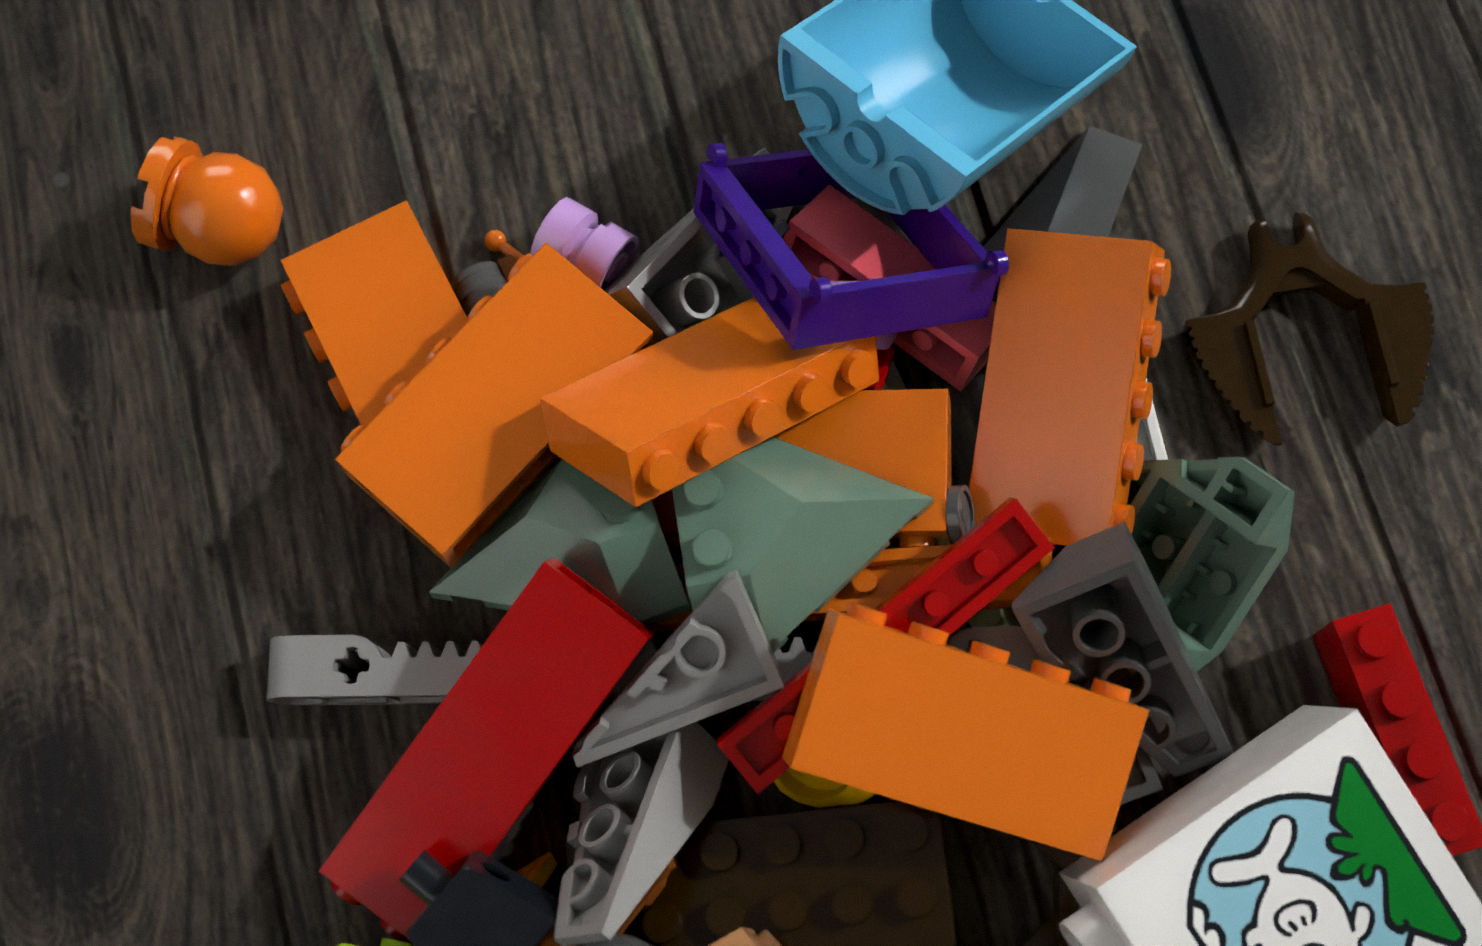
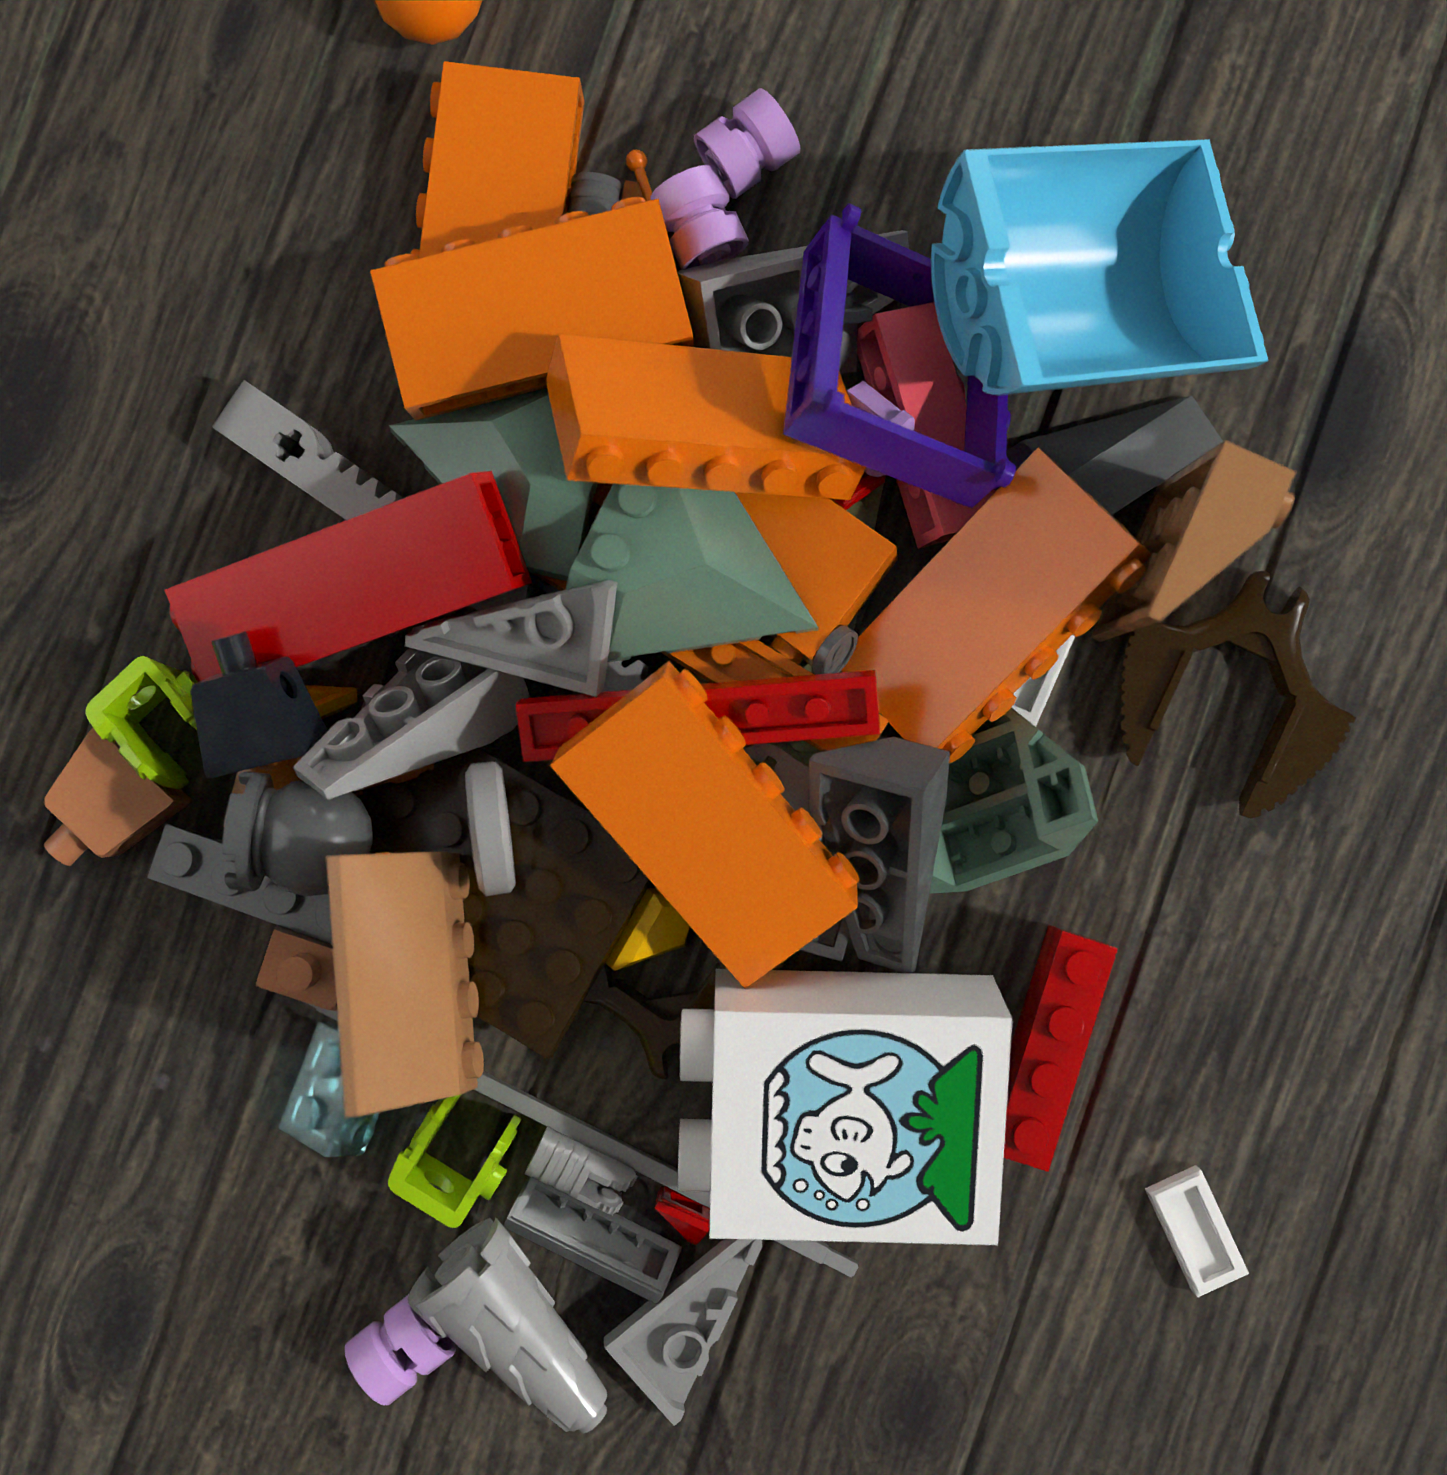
camera: 30 degrees right, 15 degrees up
(584, 159) = (750, 141): none -> lavender wheel
(773, 872) = (490, 828): none -> light grey wheel
(976, 877) = (650, 932): none -> yellow piece
(1188, 205) = (1196, 530): none -> medium nougat slope

